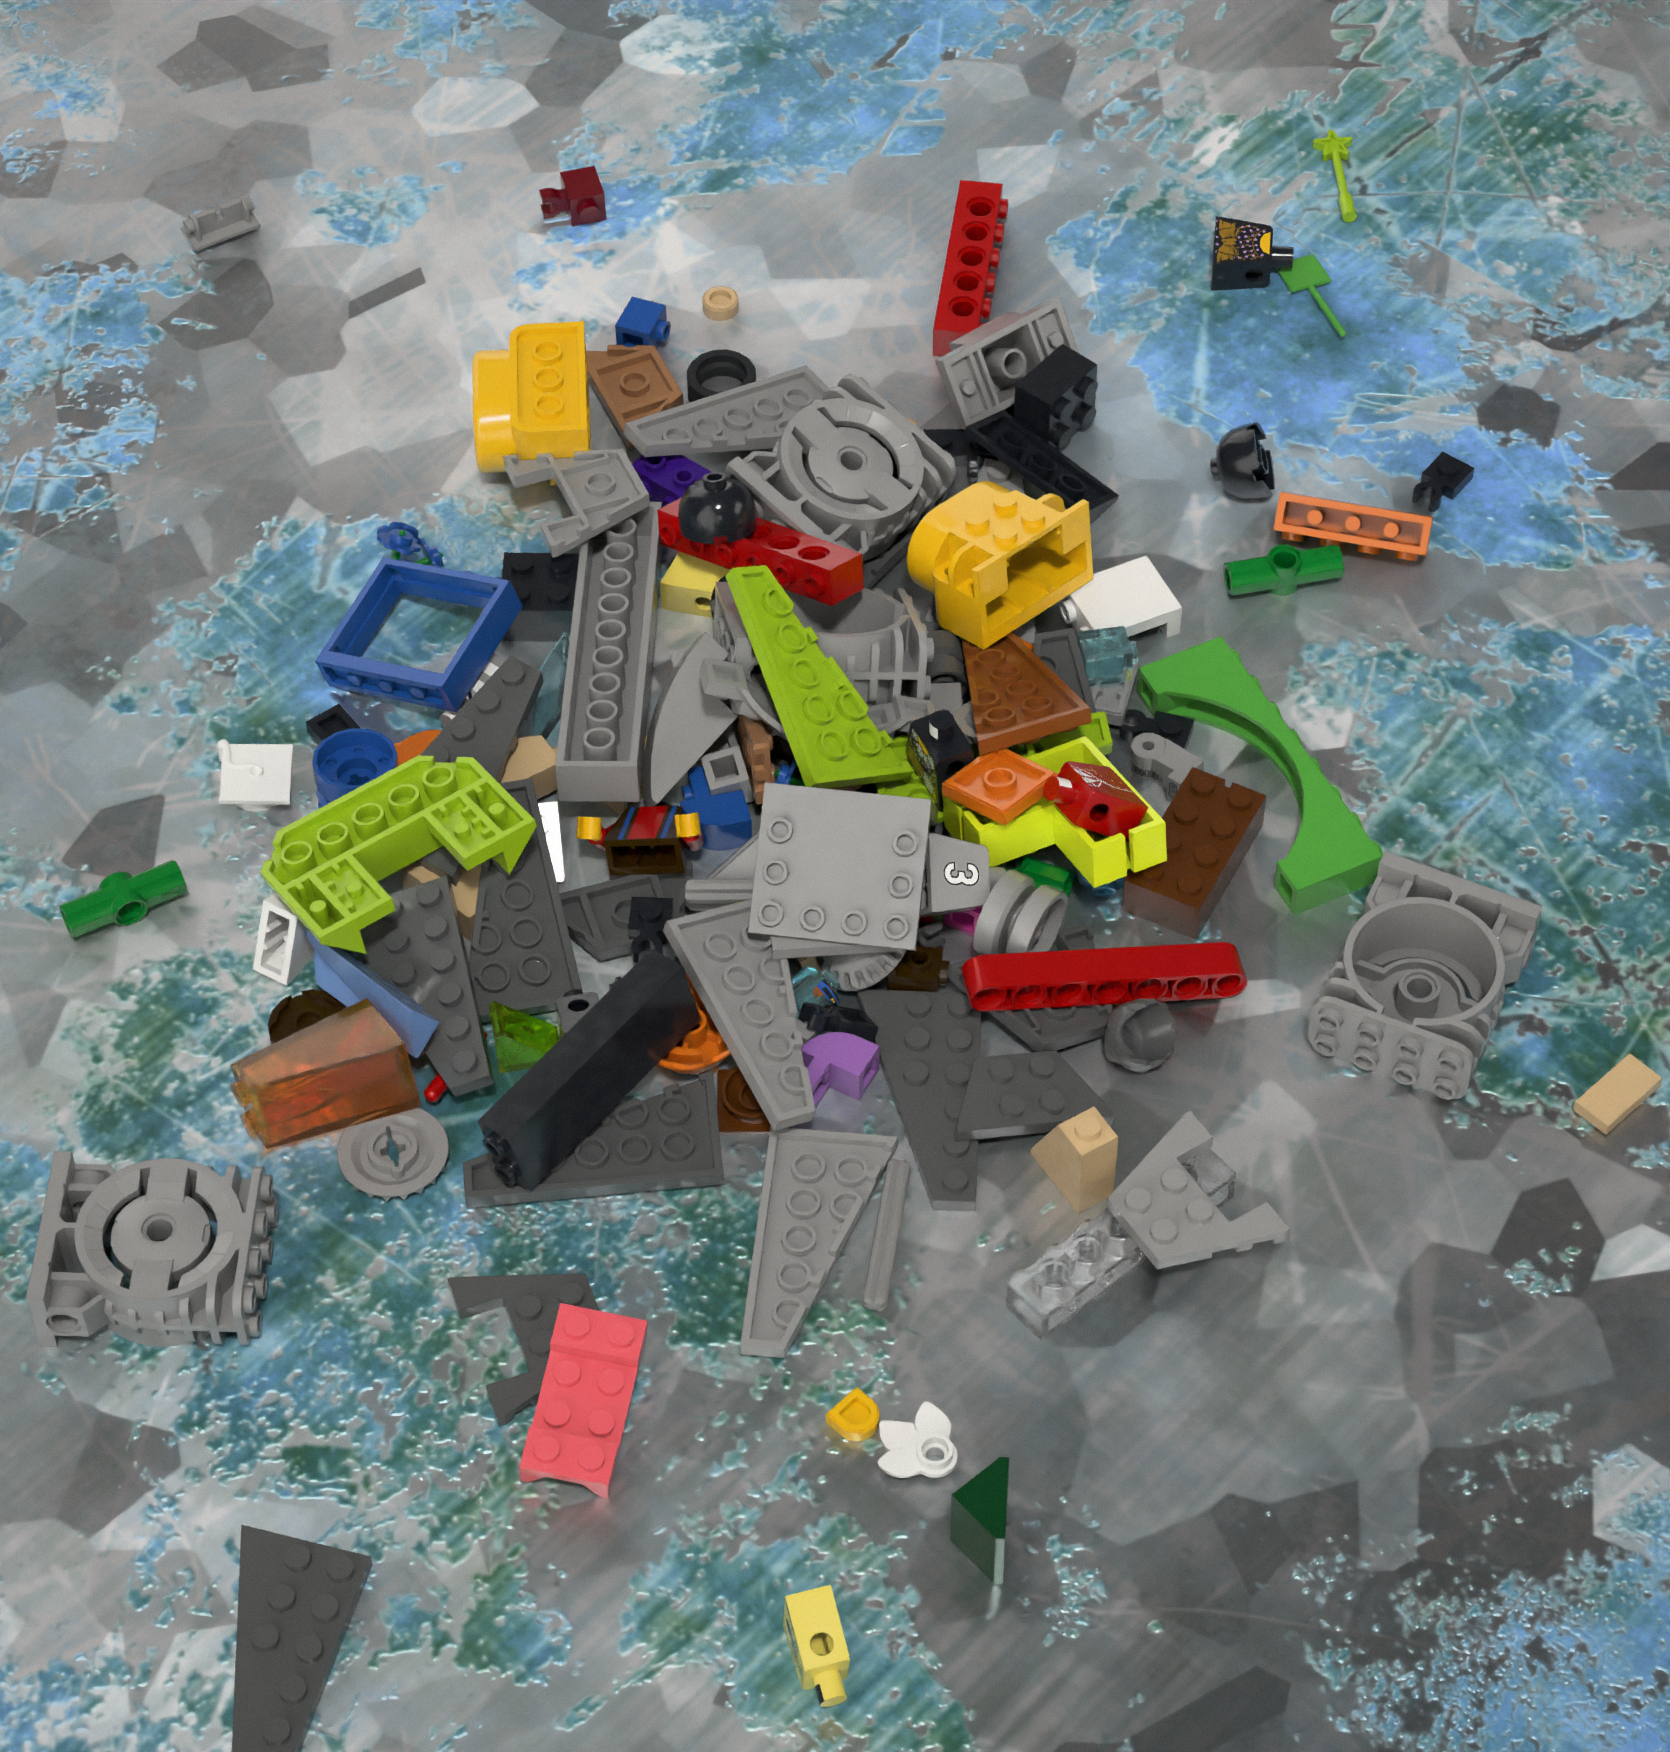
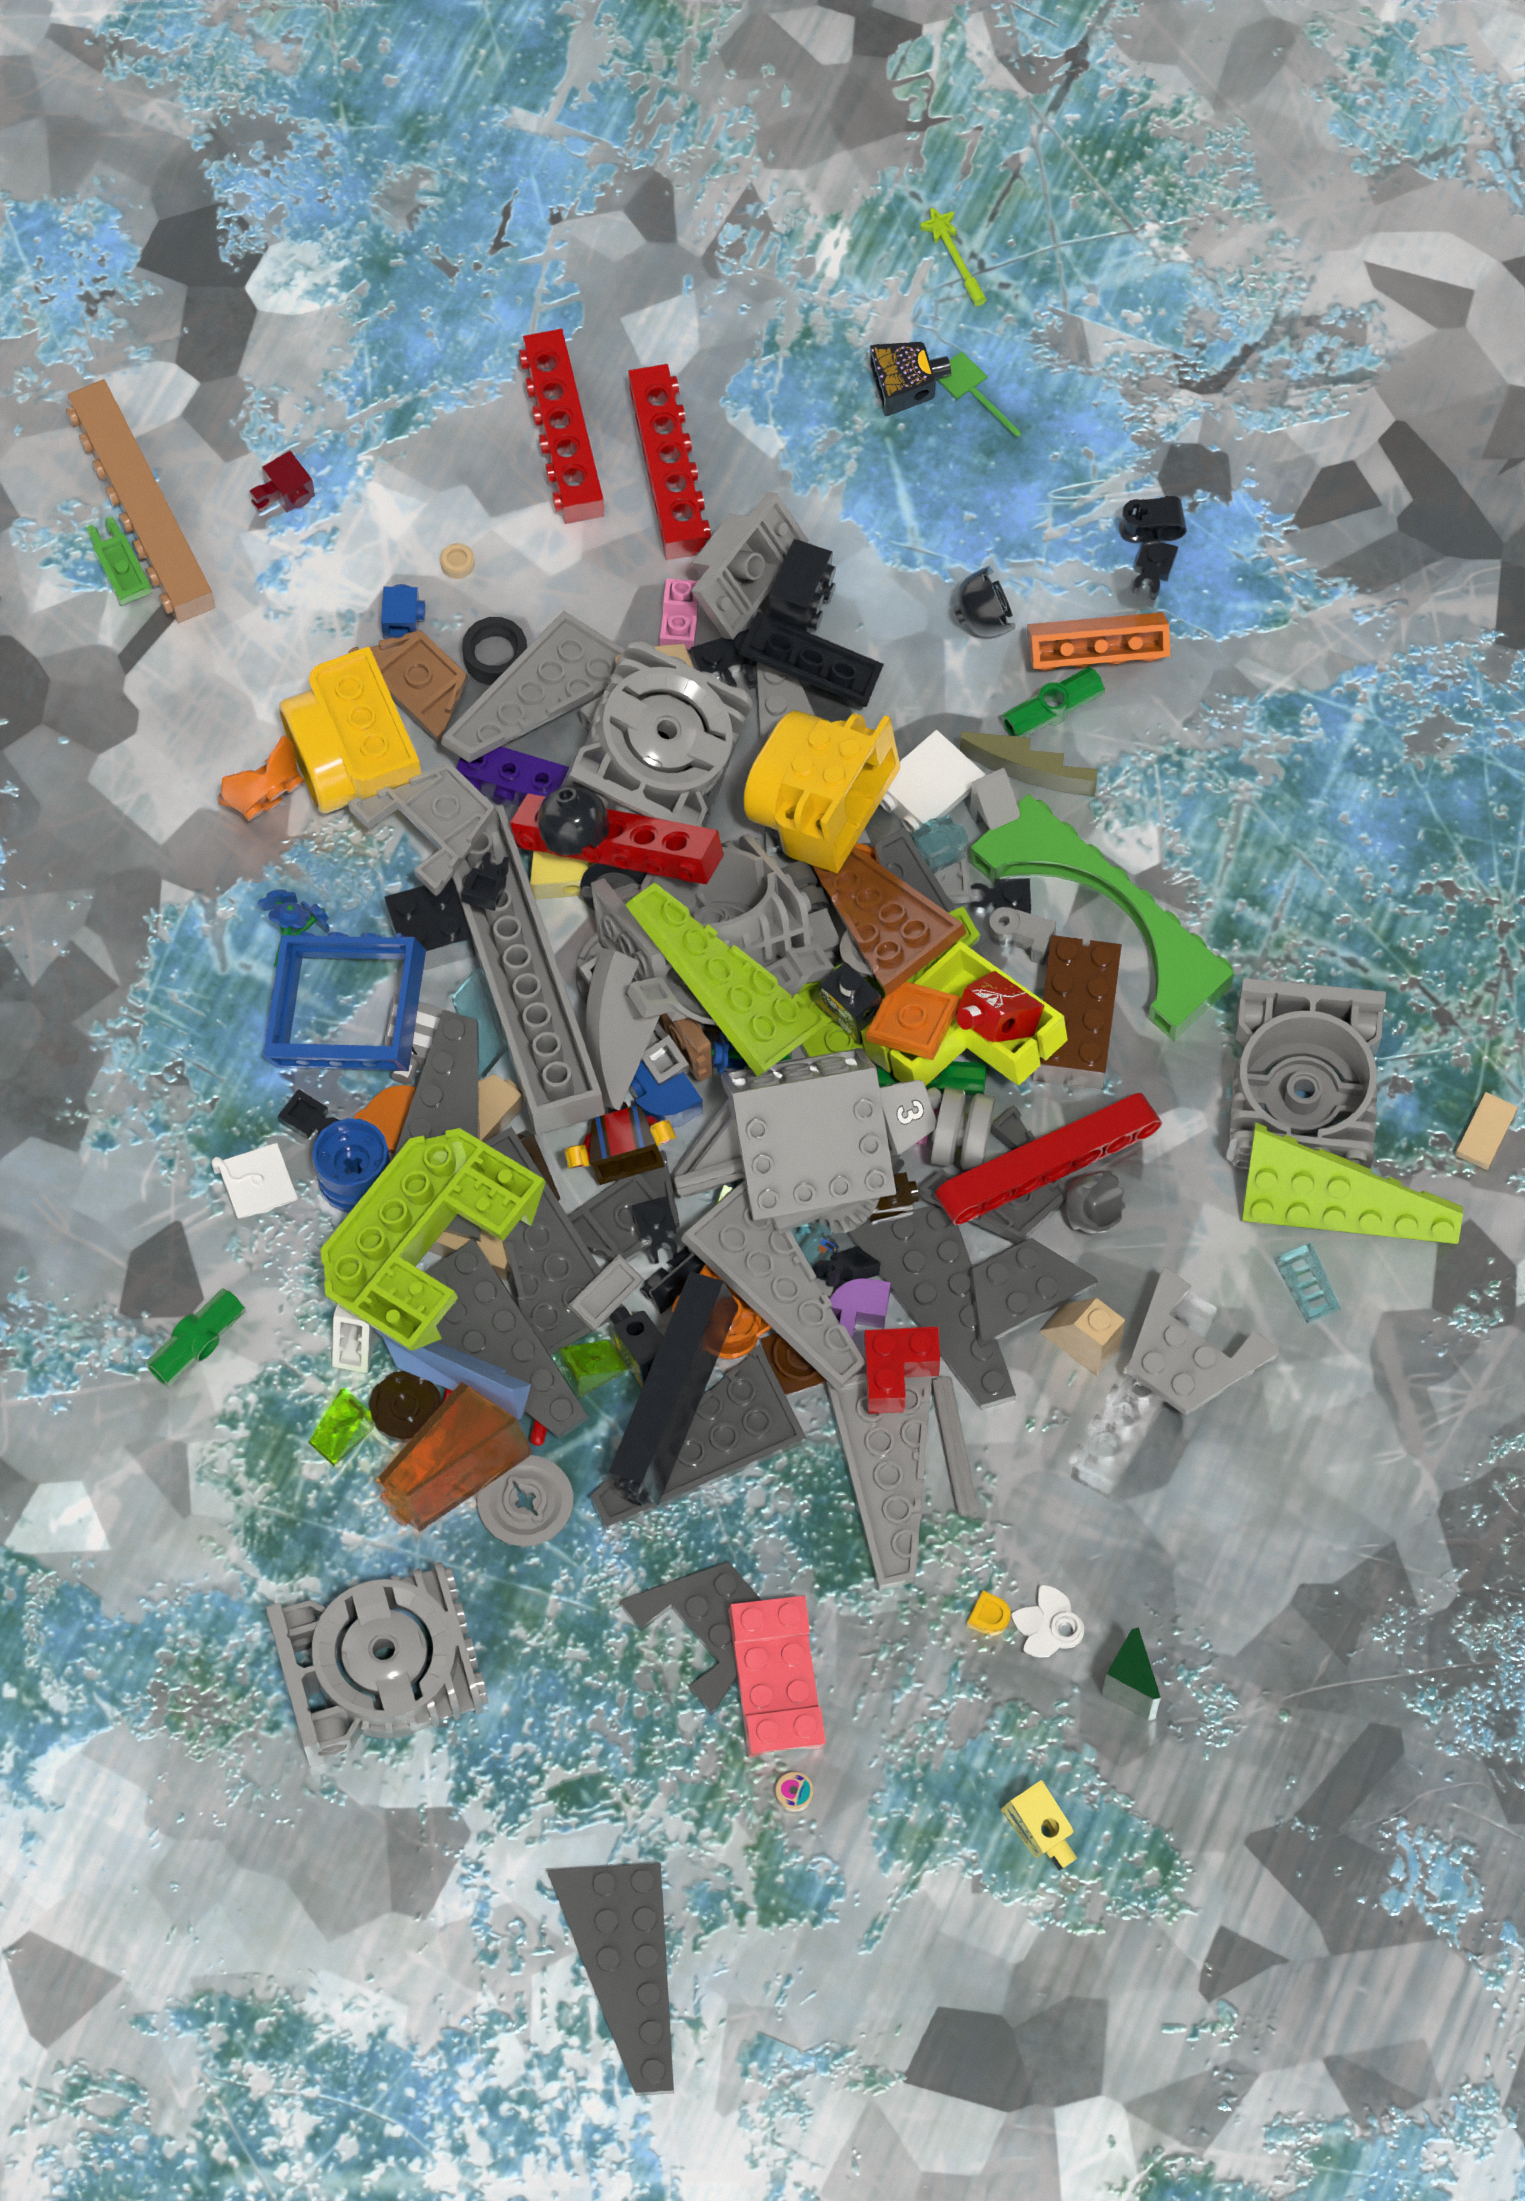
camera: 20 degrees left, 15 degrees up
(232, 1023) = (342, 1427): none -> clear neon green slope
(386, 224) = (119, 563): none -> bright green hinge
(430, 430) = (261, 789): none -> orange brick
(432, 180) = (141, 502): none -> medium nougat brick
(555, 1531) = (794, 1791): none -> tile
(567, 970) = (606, 1292): none -> light grey tile
(607, 559) = (486, 885): none -> black plate
(850, 1116) = (894, 1356): none -> red brick
(875, 217) = (550, 351): none -> red brick
(925, 398) = (679, 613): none -> bright pink slope
(1179, 627) = (993, 800): none -> light grey slope
(1241, 621) = (1026, 765): none -> olive slope
(1353, 1153) = (1313, 1265): none -> clear light blue slope
(1407, 1094) = (1327, 1192): none -> lime wing
(1459, 435) = (1155, 518): none -> black piece

